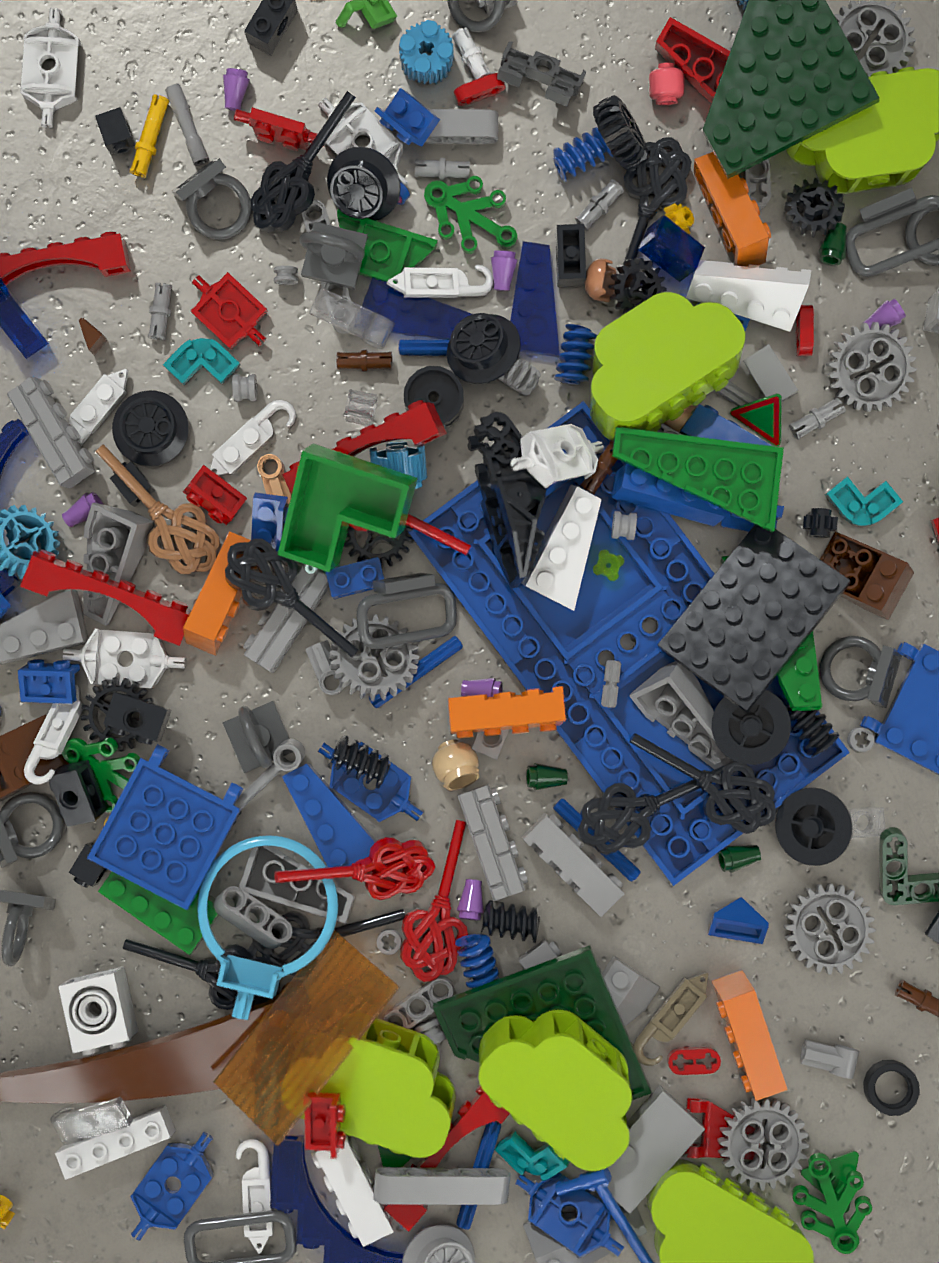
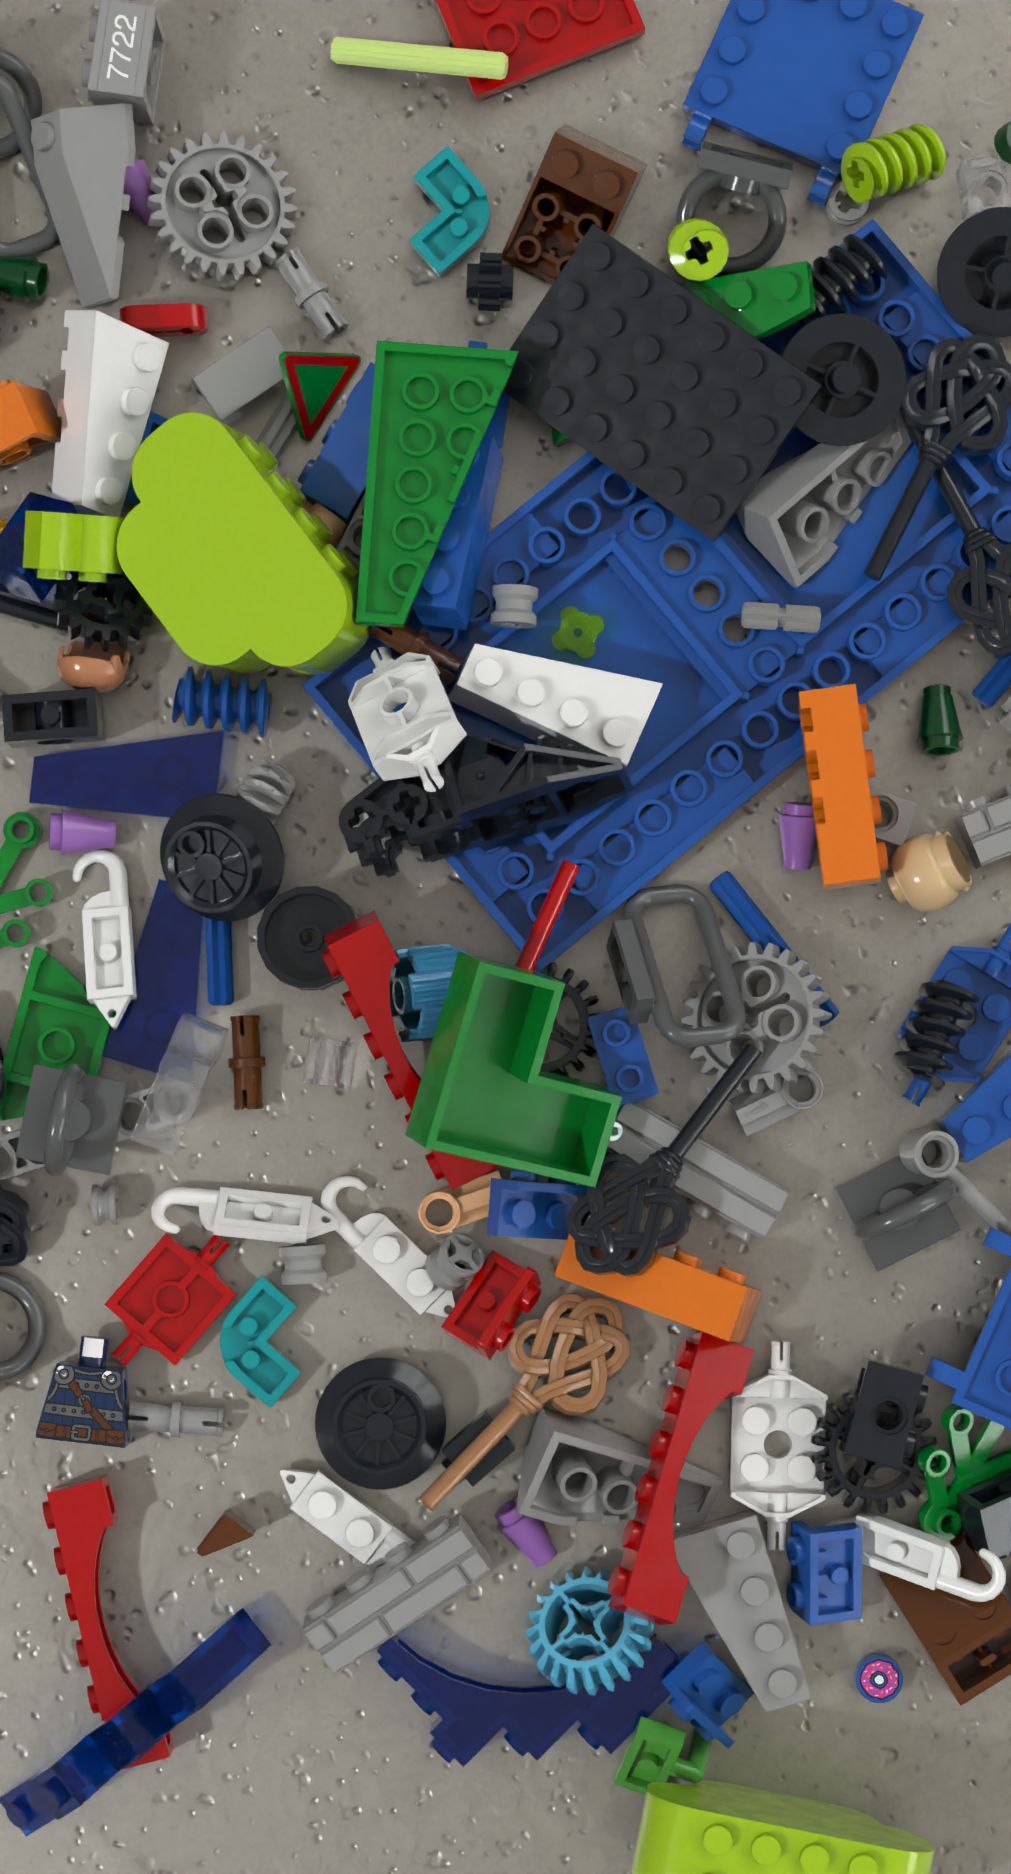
camera: 95 degrees left, 0 degrees up
(173, 260) = (87, 1399): none -> torso
(248, 475) = (454, 1261): none -> light grey wheel
(275, 357) = (248, 1214): none -> white plate
(671, 265) = (71, 543): none -> lime brick
(823, 639) = (714, 255): none -> lime piece
(883, 765) = (892, 162): none -> lime piece
(895, 284) = (82, 173): none -> light grey wedge

